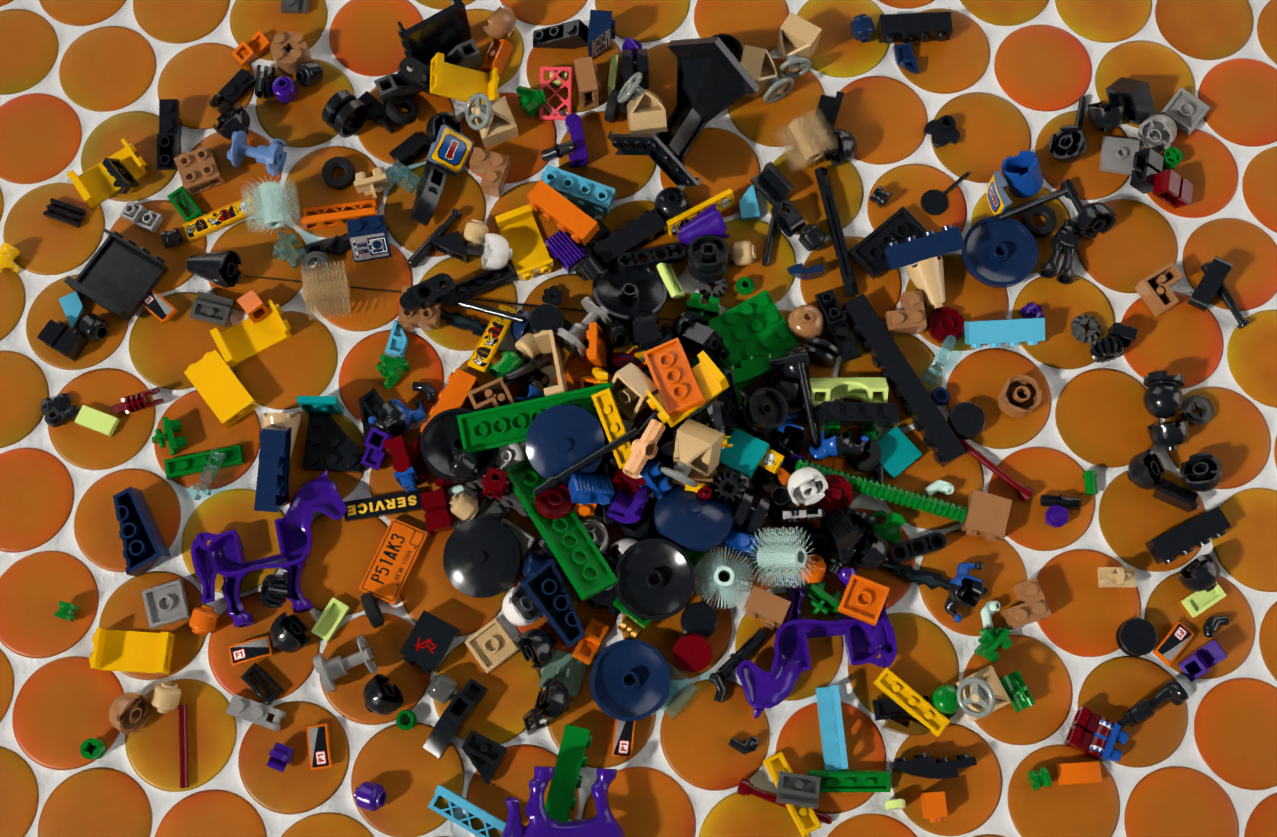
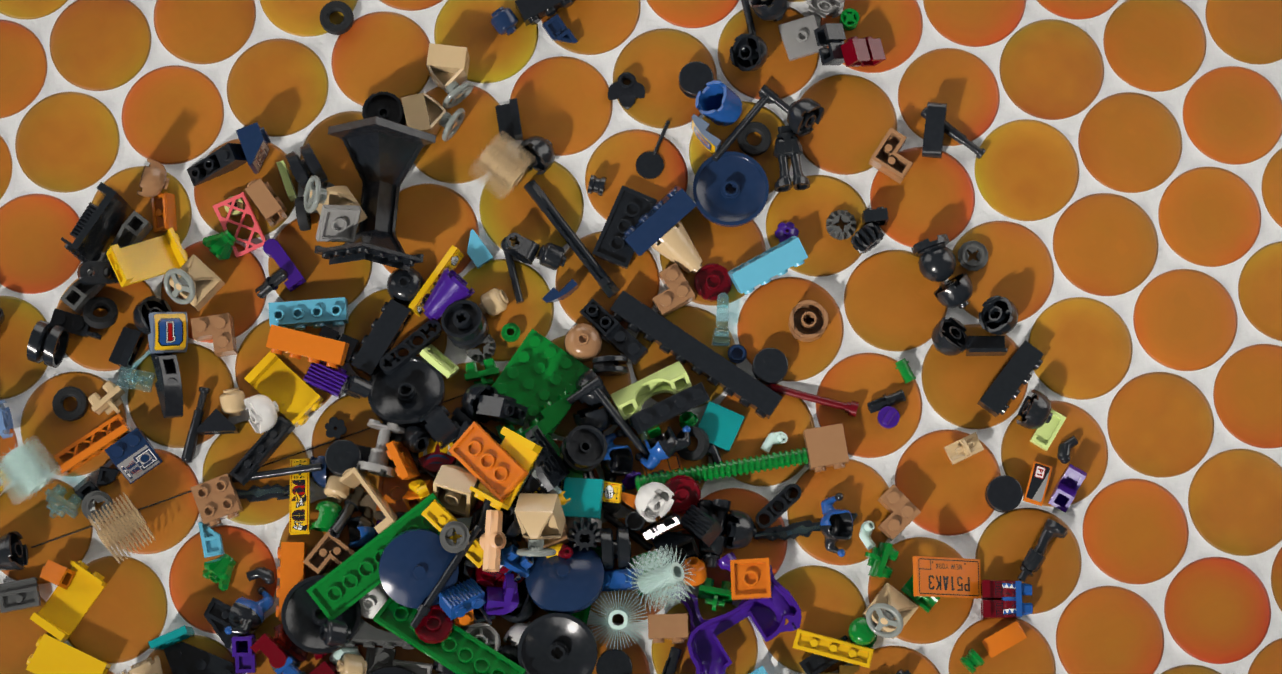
camera: 25 degrees left, 5 degrees up
(413, 300) = (208, 498): black piece -> none
(495, 483) = (373, 640): dark red brick -> none
(609, 421) = (449, 531): none -> dark grey gear
(632, 44) = (292, 143): dark purple piece -> none
(640, 118) = (338, 223): none -> light grey plate
(772, 184) = (490, 221): black panel -> none
(890, 526) = (746, 500): green plate -> none
(1007, 144) = (694, 78): none -> black head
(1050, 687) = (946, 577): none -> orange tile

